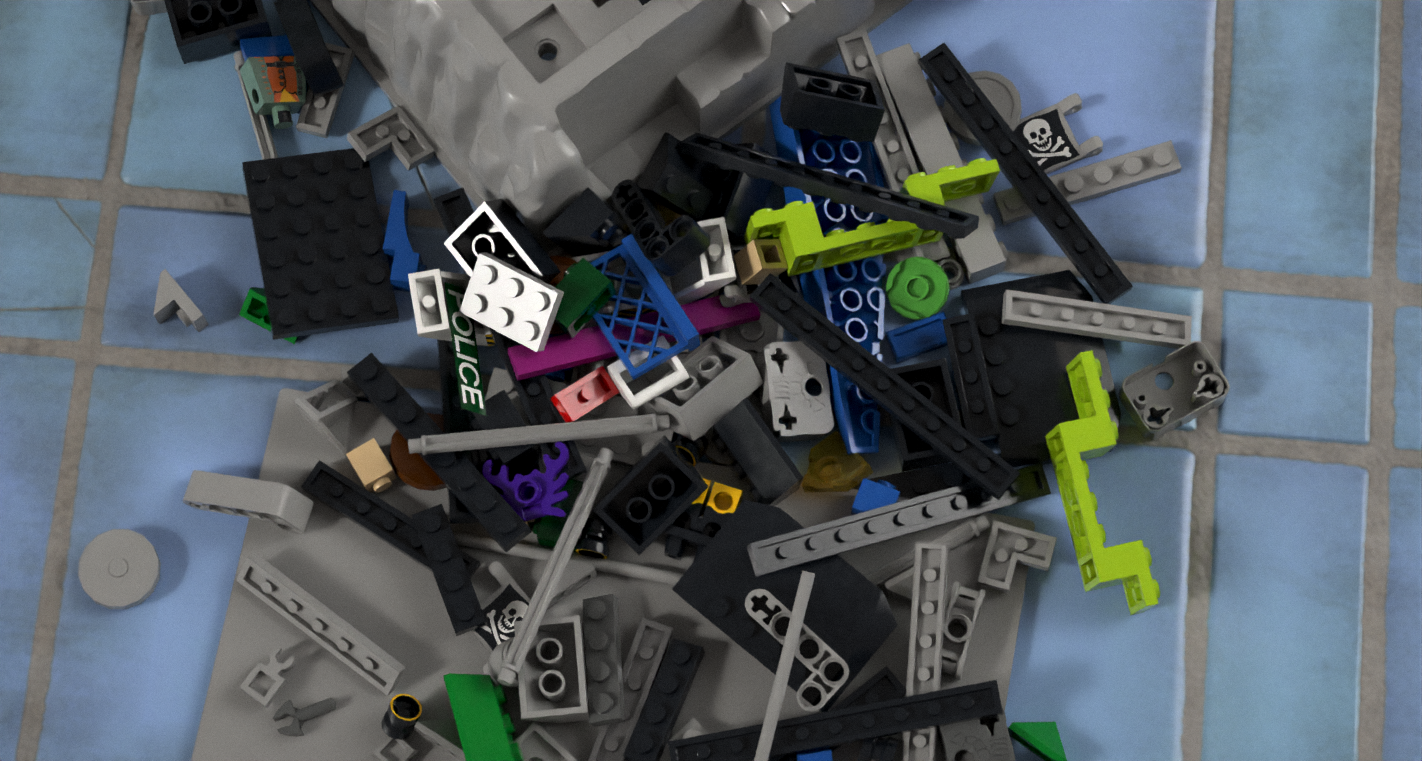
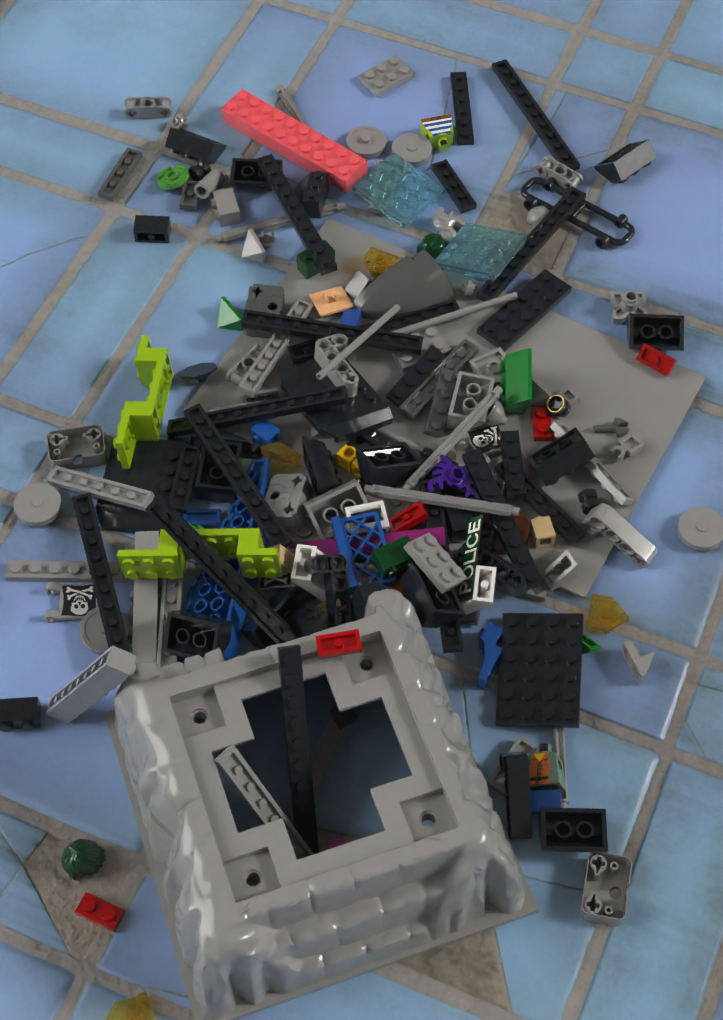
camera: 165 degrees left, 15 degrees down
(244, 371) = (605, 614): none -> clear yellow plate
(308, 547) = (588, 499): none -> black wheel
(372, 604) = (561, 457): none -> black slope
(395, 132) = (476, 724): light grey plate -> none
(425, 683) = (541, 424): none -> red plate
(428, 355) = (504, 581): none -> black beam
(588, 34) = (338, 644): none -> red plate
(1011, 546) = (206, 395): light grey plate -> none
(1042, 601) = (198, 371): none -> black piece
(1184, 274) = (37, 504): none -> light grey wheel

